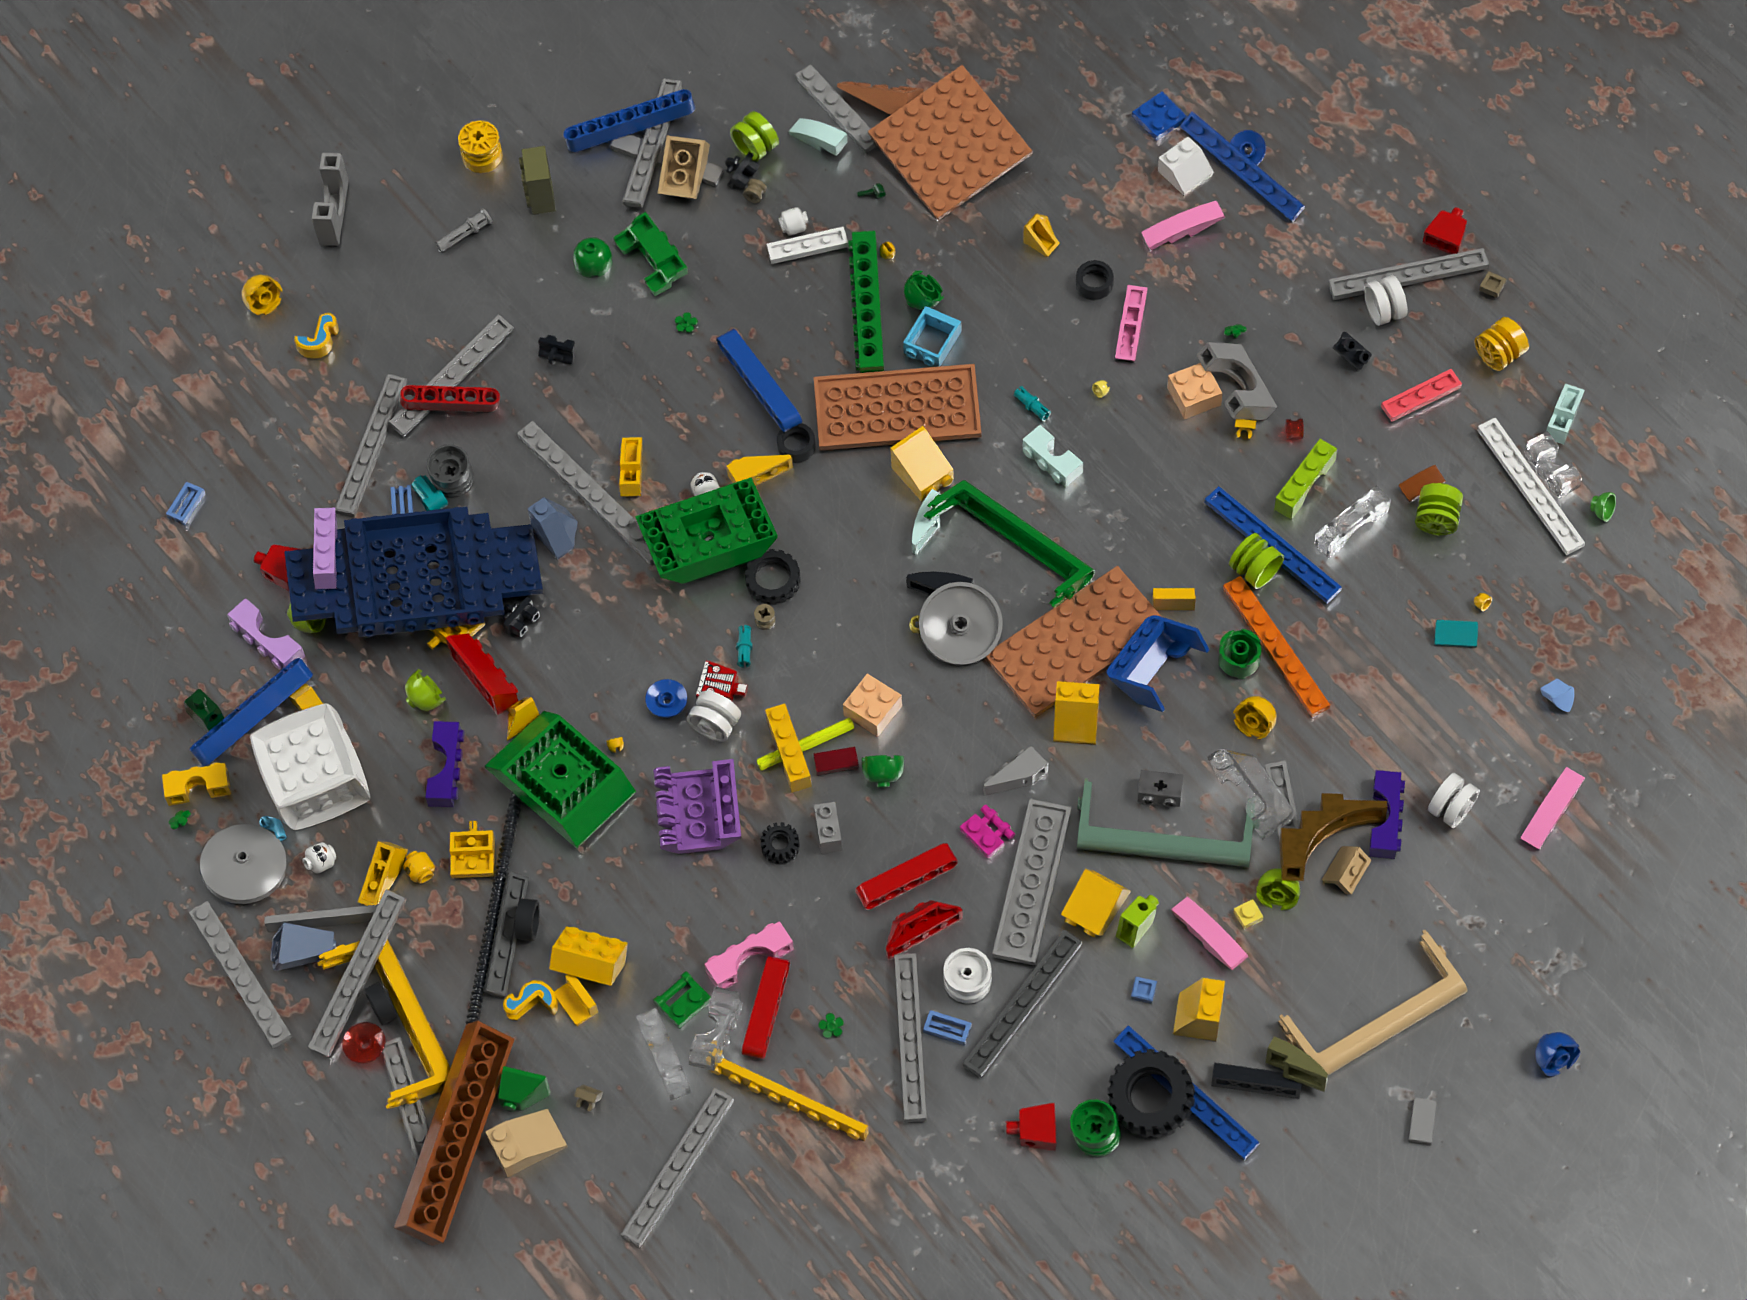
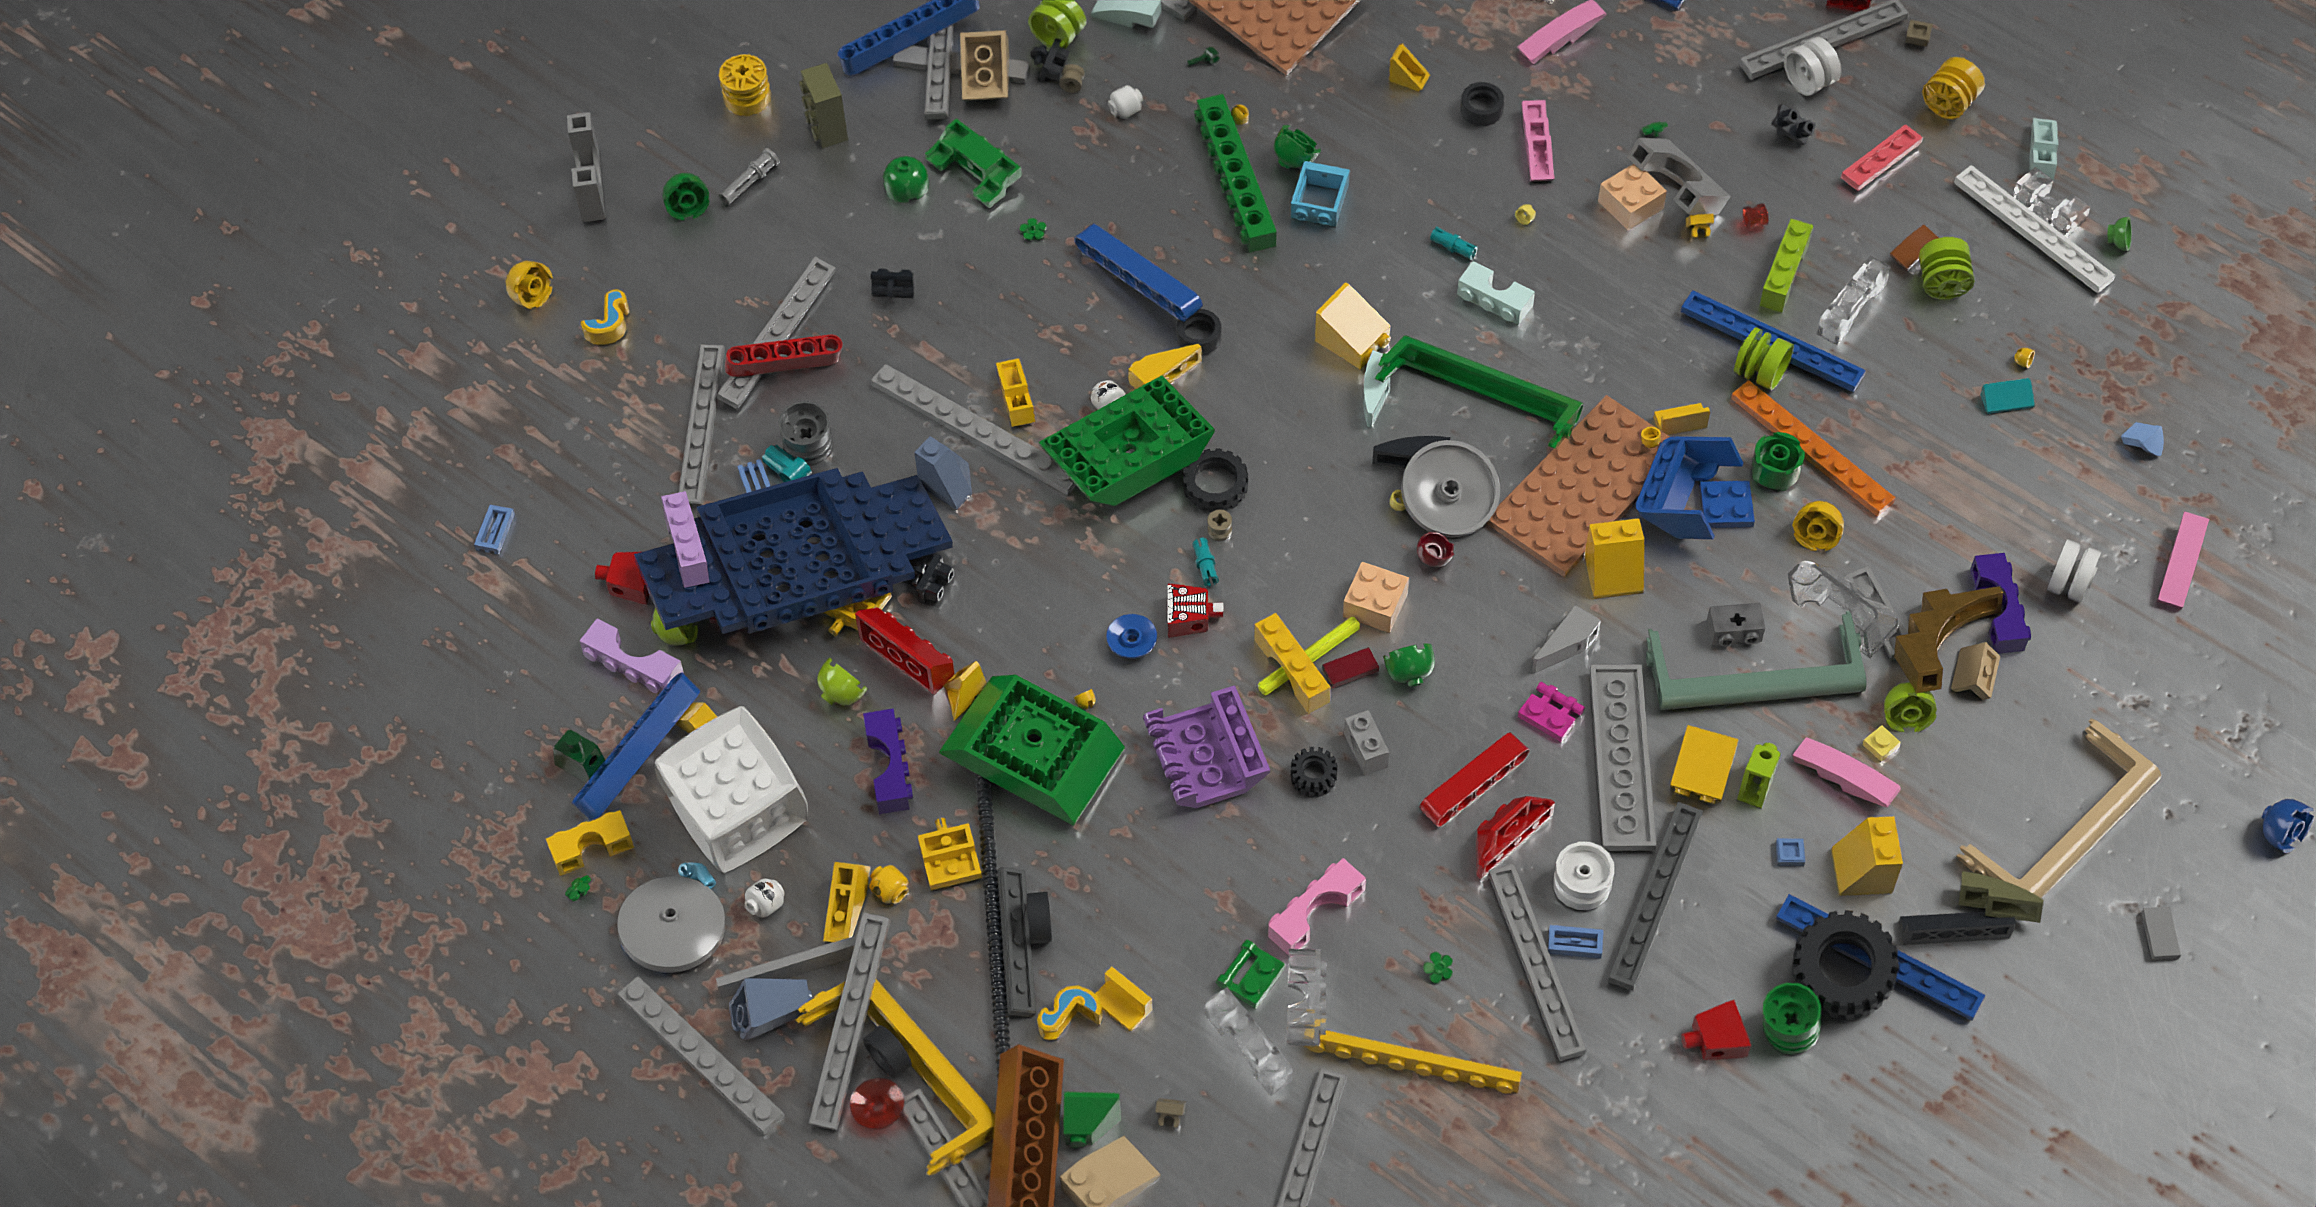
camera: 15 degrees left, 5 degrees down
(406, 239) = (685, 196): none -> green cylinder
(588, 955) = (1126, 943): yellow brick -> none
(713, 716) = (1196, 643): white wheel -> none
(765, 1007) = (1354, 962): red beam -> none
(807, 245) = (1148, 124): white plate -> none
(895, 403) = (1300, 273): nougat plate -> none
(933, 673) = (1435, 549): none -> dark red hair
(1139, 611) = (1651, 437): none -> yellow hinge
(1188, 681) = (1727, 503): none -> blue plate

